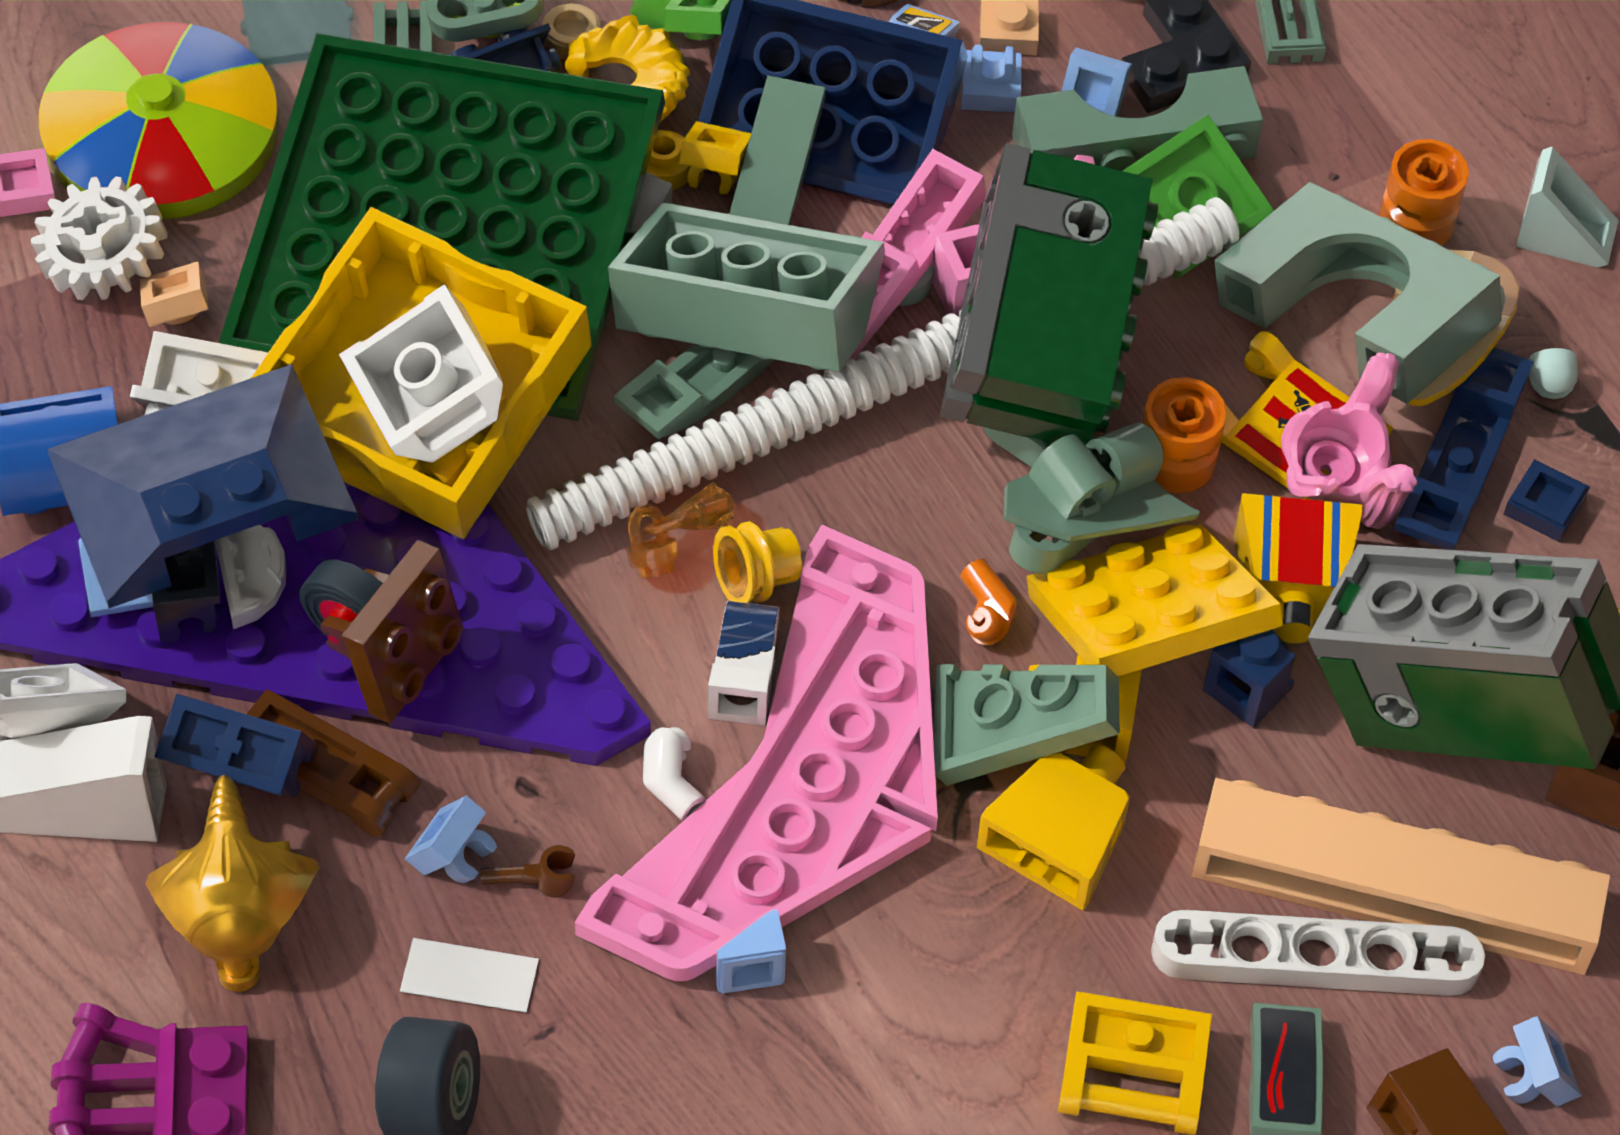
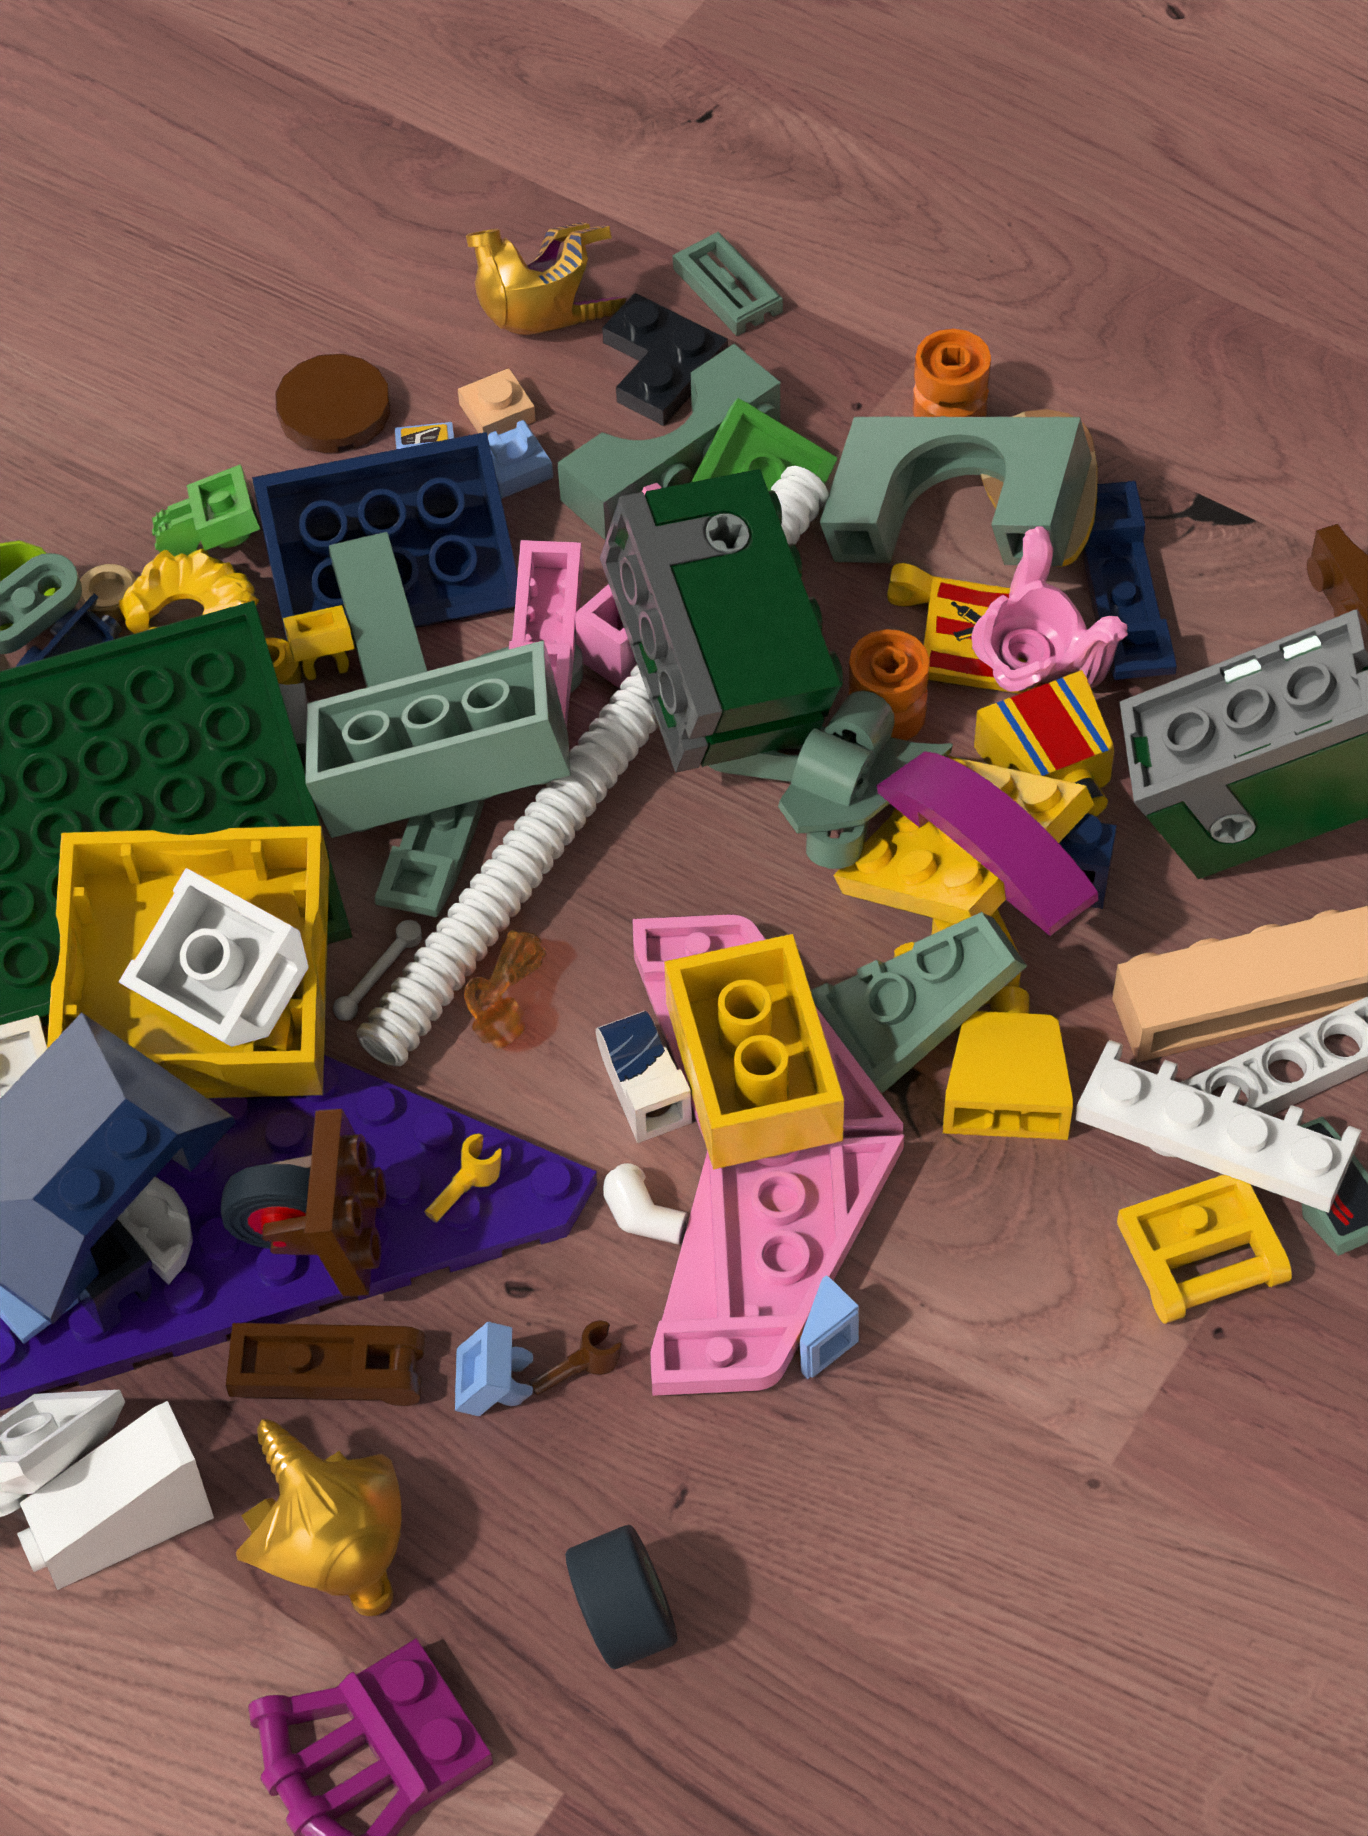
camera: 25 degrees left, 0 degrees up
(234, 745) = (248, 1388): dark blue hinge -> none
(469, 975) = (579, 1483): white sticker -> none
(540, 667) = (472, 1173): none -> yellow hand
(630, 442) = (408, 936): none -> white hinge
(755, 561) = (594, 982): yellow piece -> none
(835, 685) = (754, 1051): none -> yellow brick
(994, 604) = (822, 915): orange arm -> none
(1097, 80) = (610, 412): light blue tile -> none
(1167, 609) = (997, 833): none -> magenta slope
(1209, 968) = (1216, 1130): none -> white hinge
(1546, 500) = (1214, 594): dark blue tile -> none
(1554, 372) = (1153, 482): light aqua hinge -> none
(1565, 215) = (1068, 345): light aqua slope -> none

